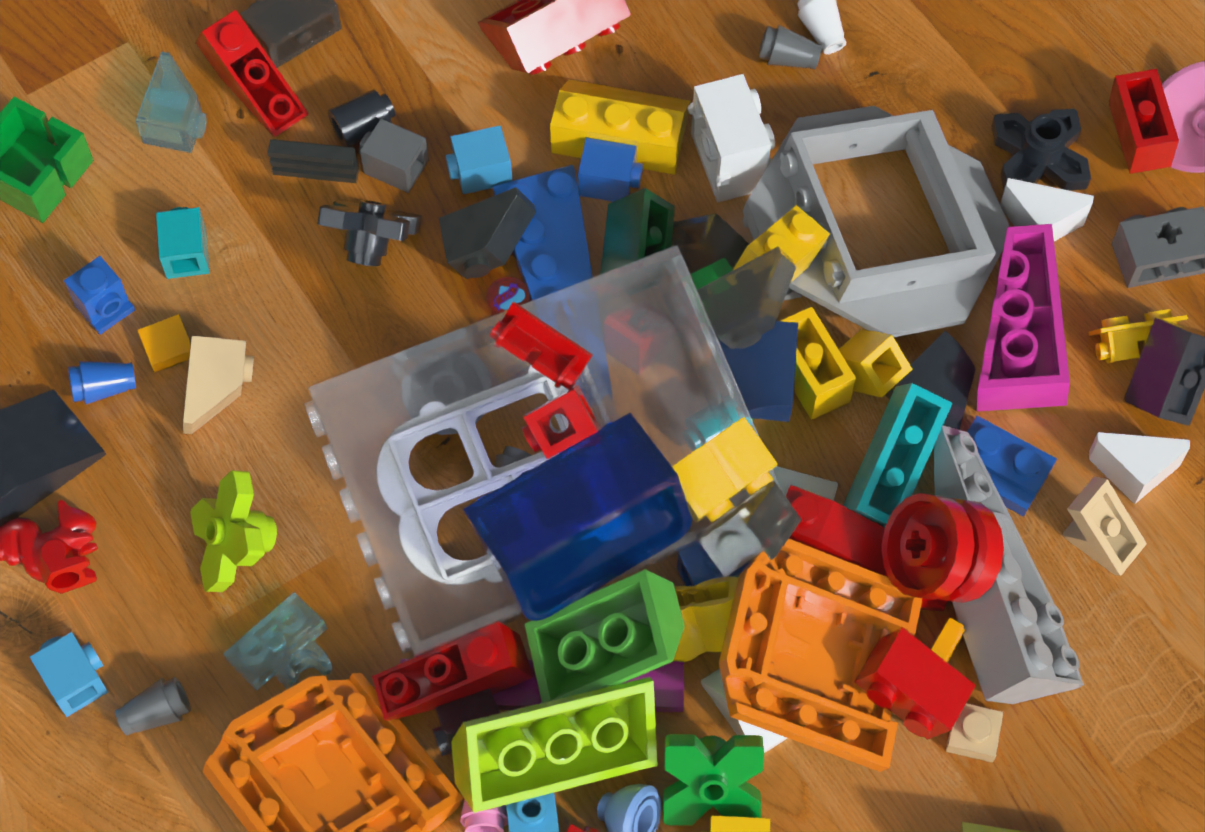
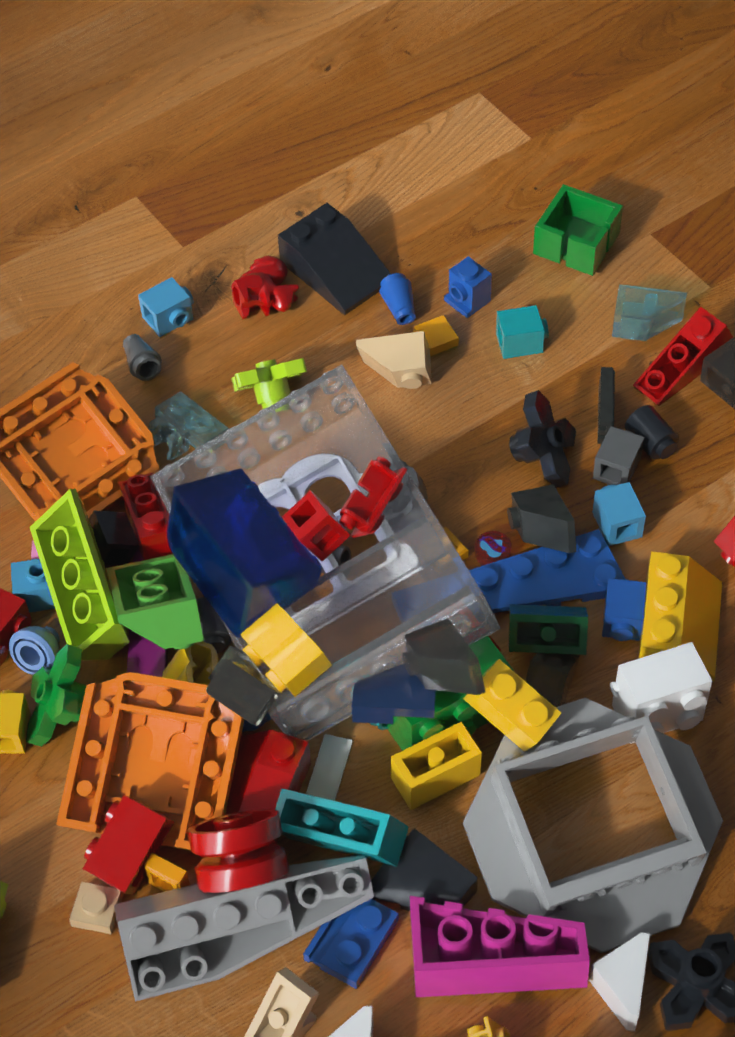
camera: 90 degrees right, 10 degrees down
(875, 362) = (438, 815): yellow brick -> none

